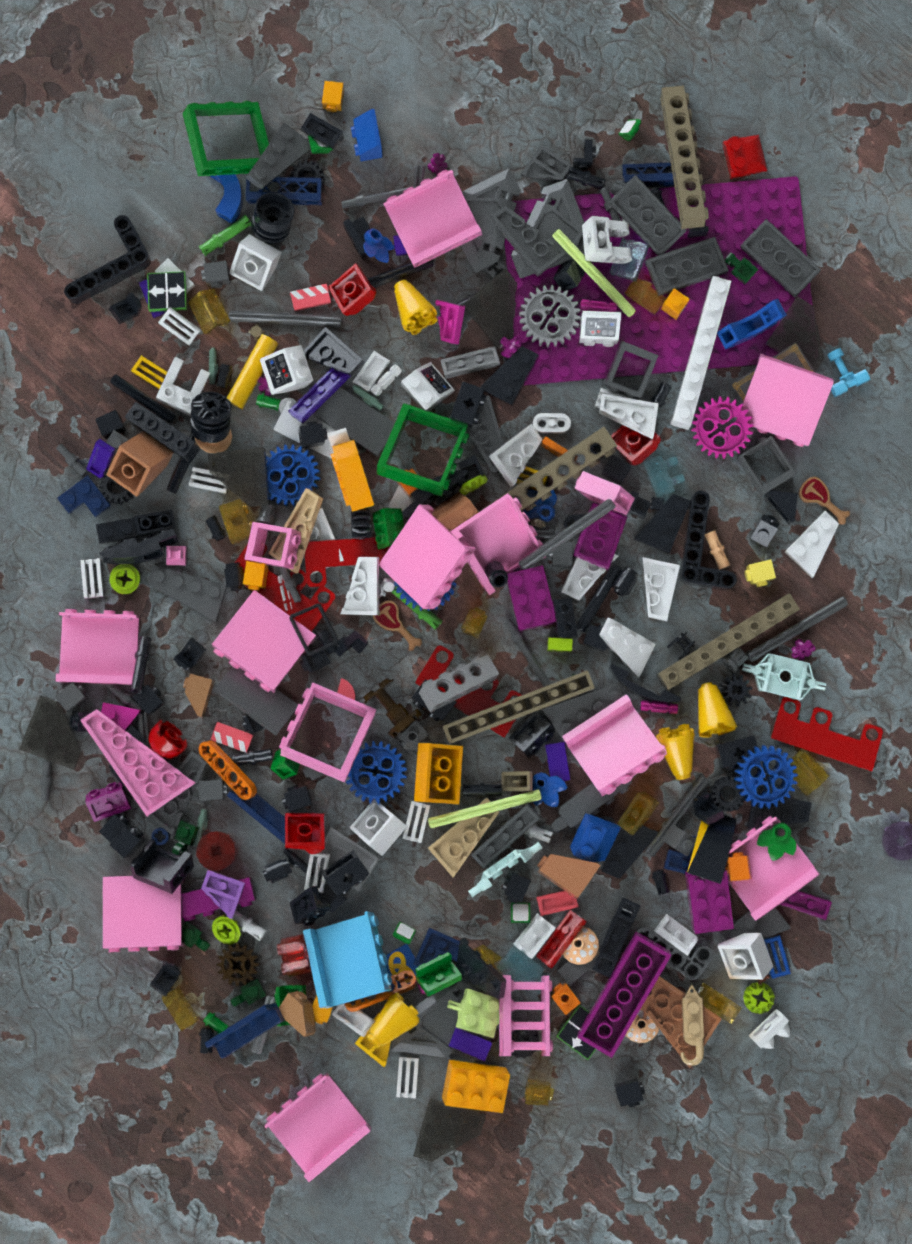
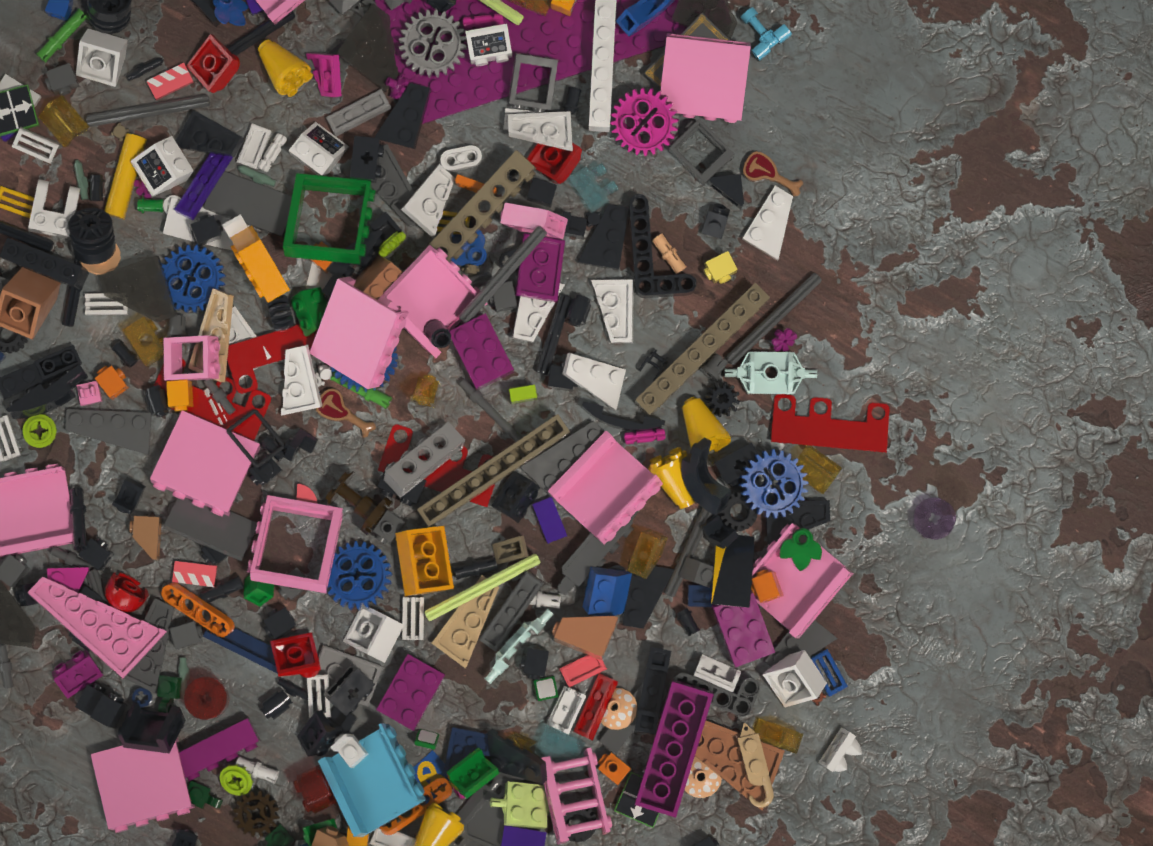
camera: 15 degrees left, 0 degrees up
(198, 549) = (112, 381): none -> orange brick
(223, 891) = (223, 738): medium lavender wing -> none
(289, 280) = (143, 68): none -> black piece
(333, 927) = (349, 749): none -> white bracket
(399, 888) = (411, 692): none -> magenta brick
(549, 790) = (547, 552): blue plate -> none
(565, 618) = (522, 364): black bracket -> none
(700, 760) = (700, 483): none -> black arch
(750, 1001) = (812, 726): lime gear -> none
(808, 904) = (849, 609): magenta tile -> none

